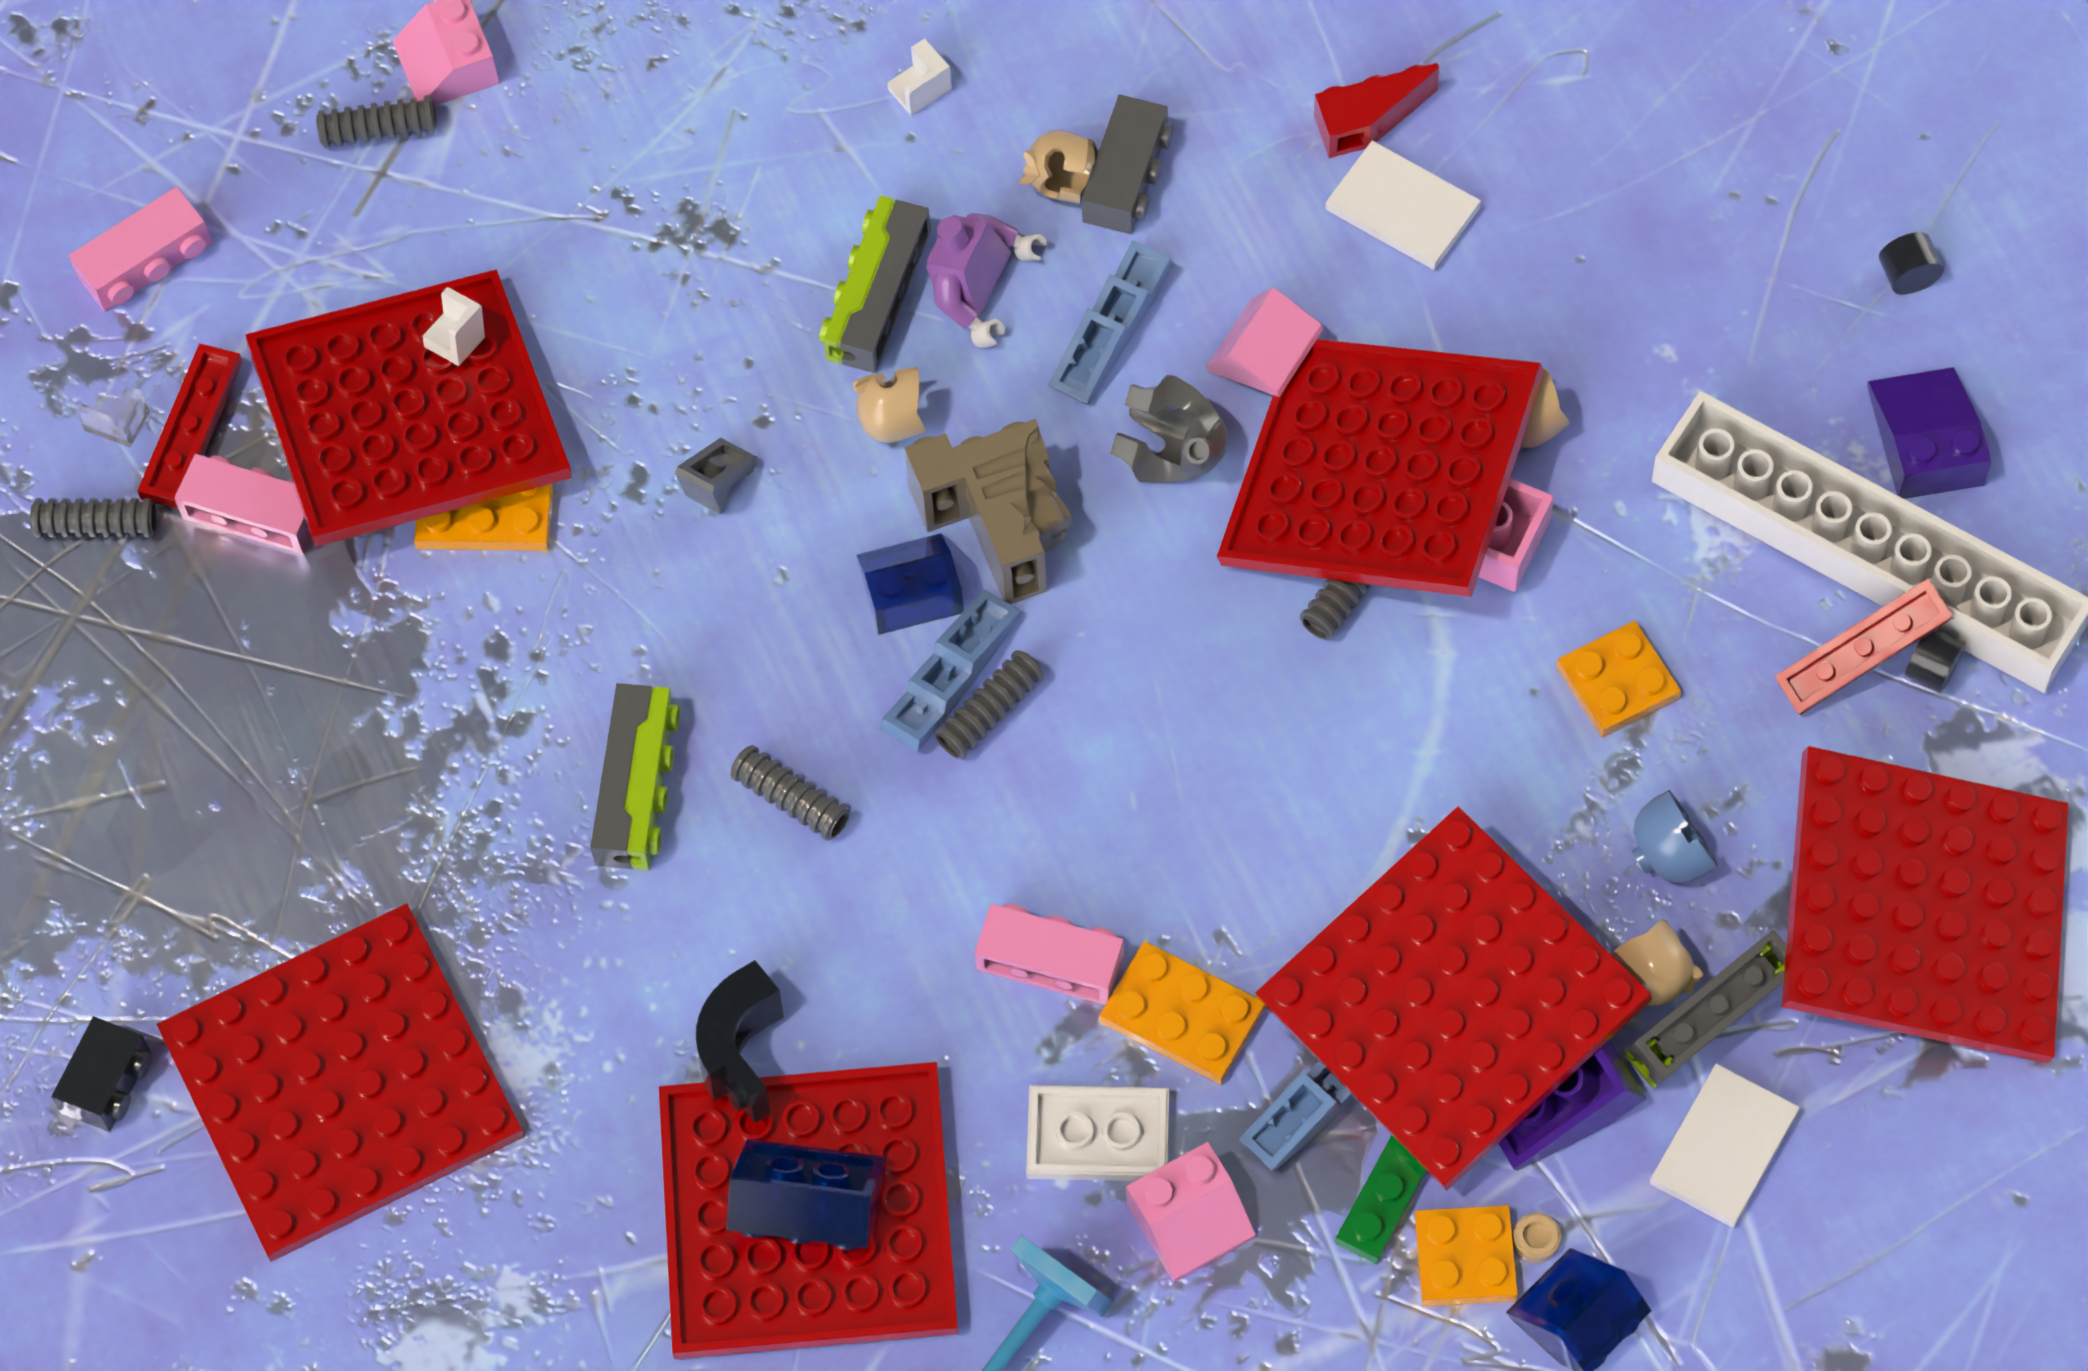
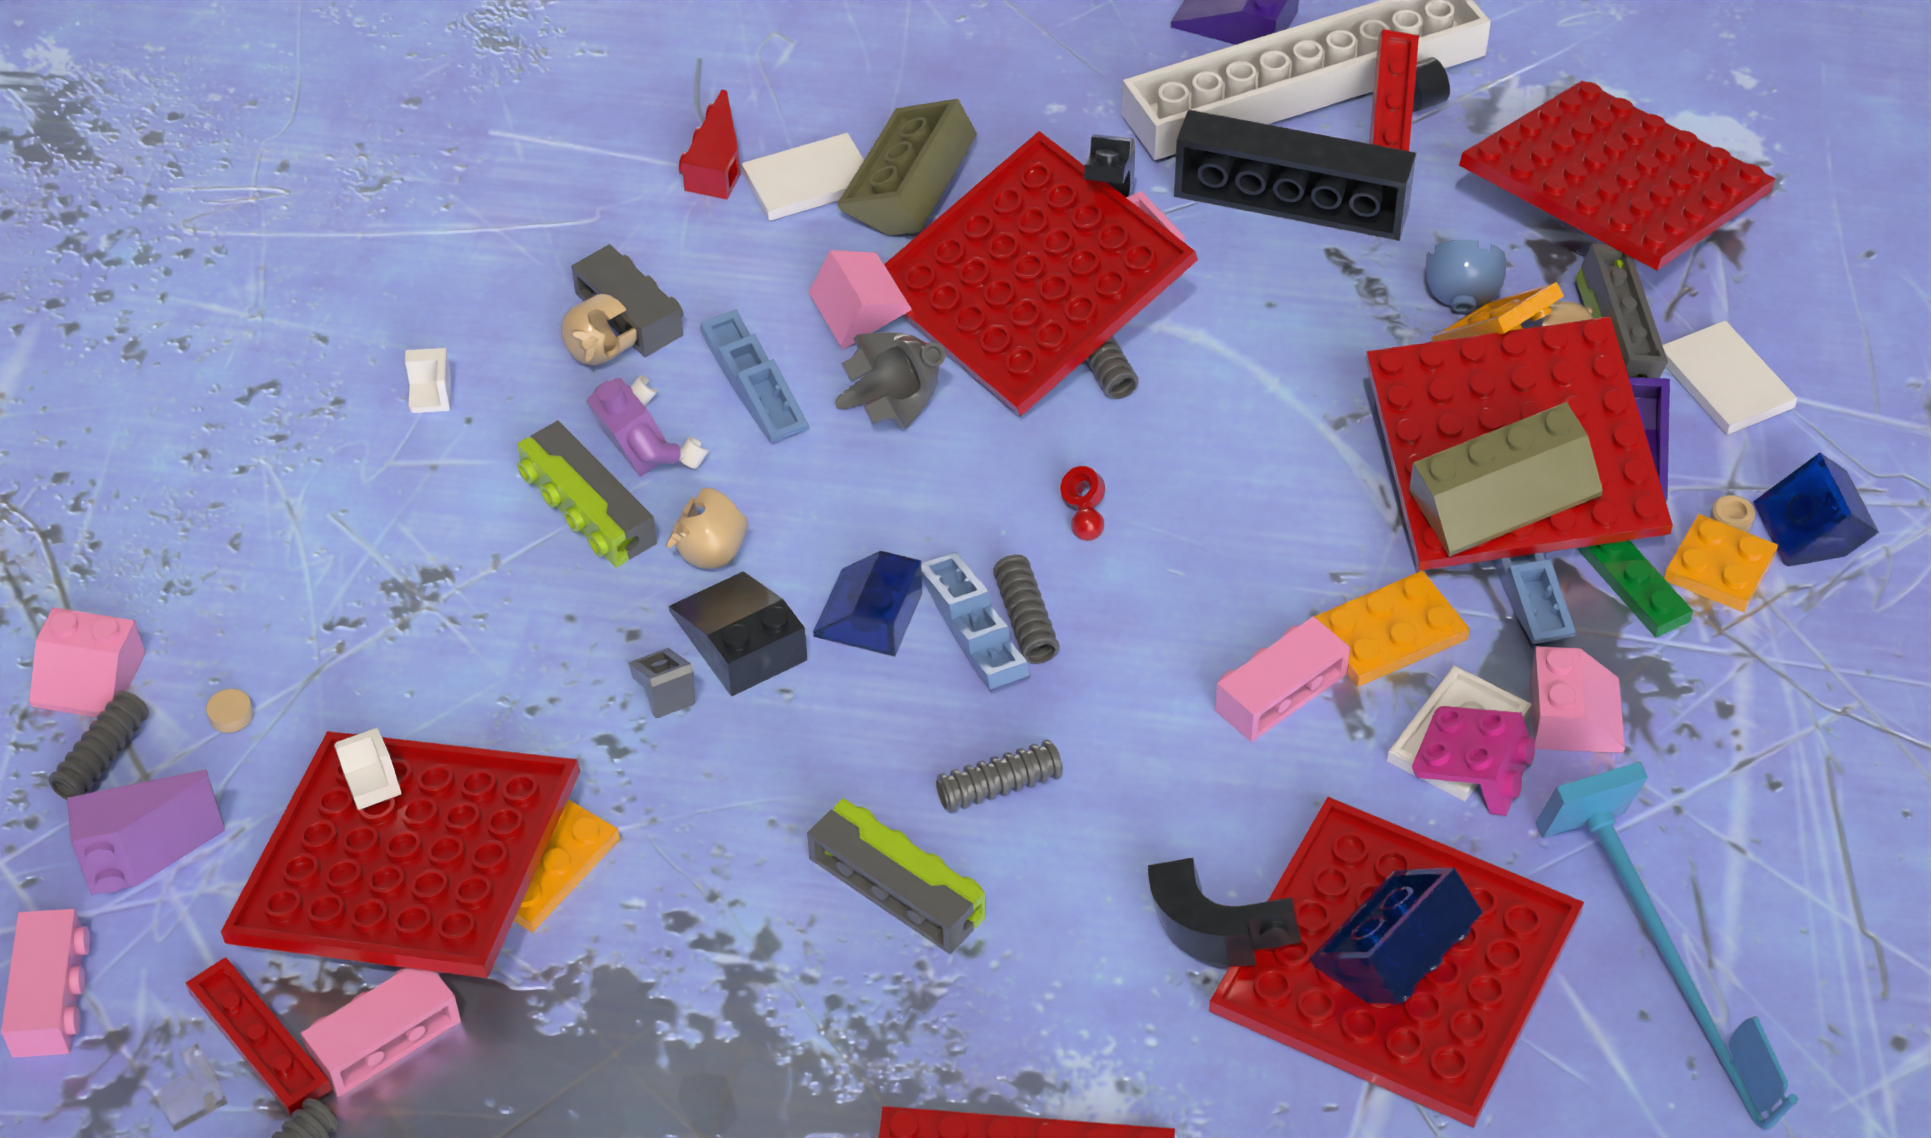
camera: 60 degrees left, 15 degrees down
(300, 210) = (141, 828): none -> medium lavender slope
(478, 185) = (229, 710): none -> tan tile
(812, 497) = (742, 631): none -> black slope
(1004, 492) = (859, 506): dark tan brick -> none
(1066, 1158) = (1477, 749): none -> dark pink bracket
(1159, 670) = (1086, 522): none -> red plate
(1371, 1011) = (1506, 479): none -> olive slope
(1463, 281) = (909, 167): none -> olive slope
(1546, 451) = (1112, 162): none -> black arch
(1614, 897) = (1504, 313): none -> light orange plate
(1618, 678) = (1300, 252): light orange plate -> none
(1695, 614) = (1294, 174): none -> black brick

